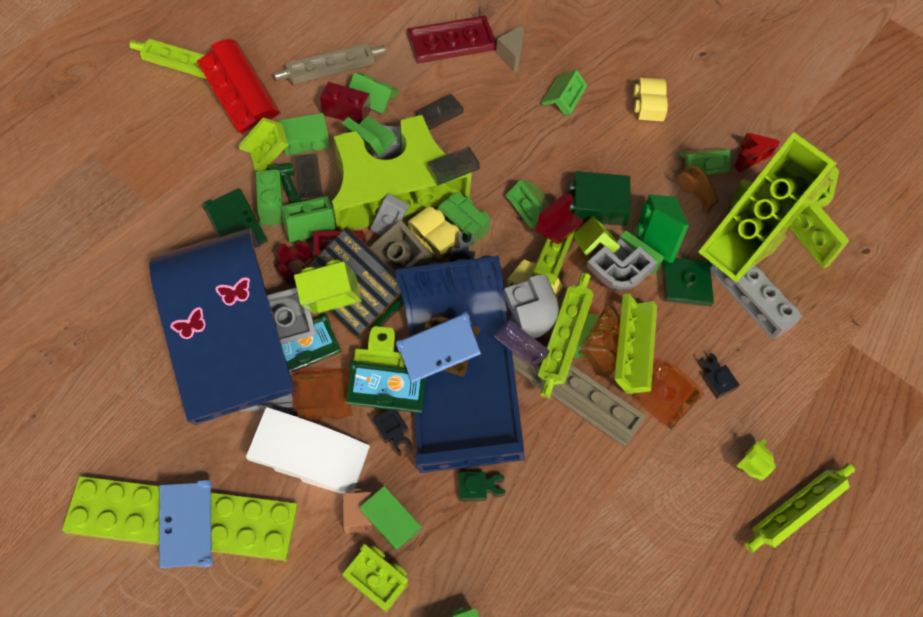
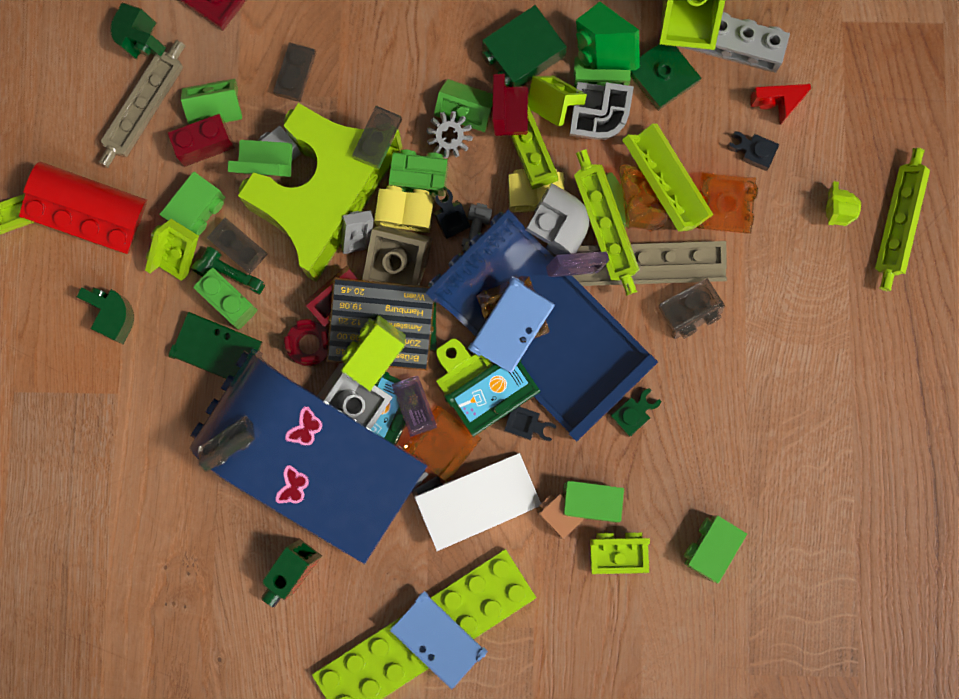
camera: 30 degrees left, 20 degrees up
(136, 390) = (289, 572): none -> dark green torso
(184, 258) = (226, 443): none -> clear smoke plate
(193, 157) = (115, 316): none -> dark green brick
(306, 217) = (283, 292): bright green brick -> none
(325, 353) = (414, 406): none -> tile
(363, 23) = (132, 32): none -> dark green brick
(507, 202) = (455, 142): none -> light grey gear
(582, 445) = (692, 308): none -> clear smoke bracket
(770, 358) = (785, 96): none -> red slope

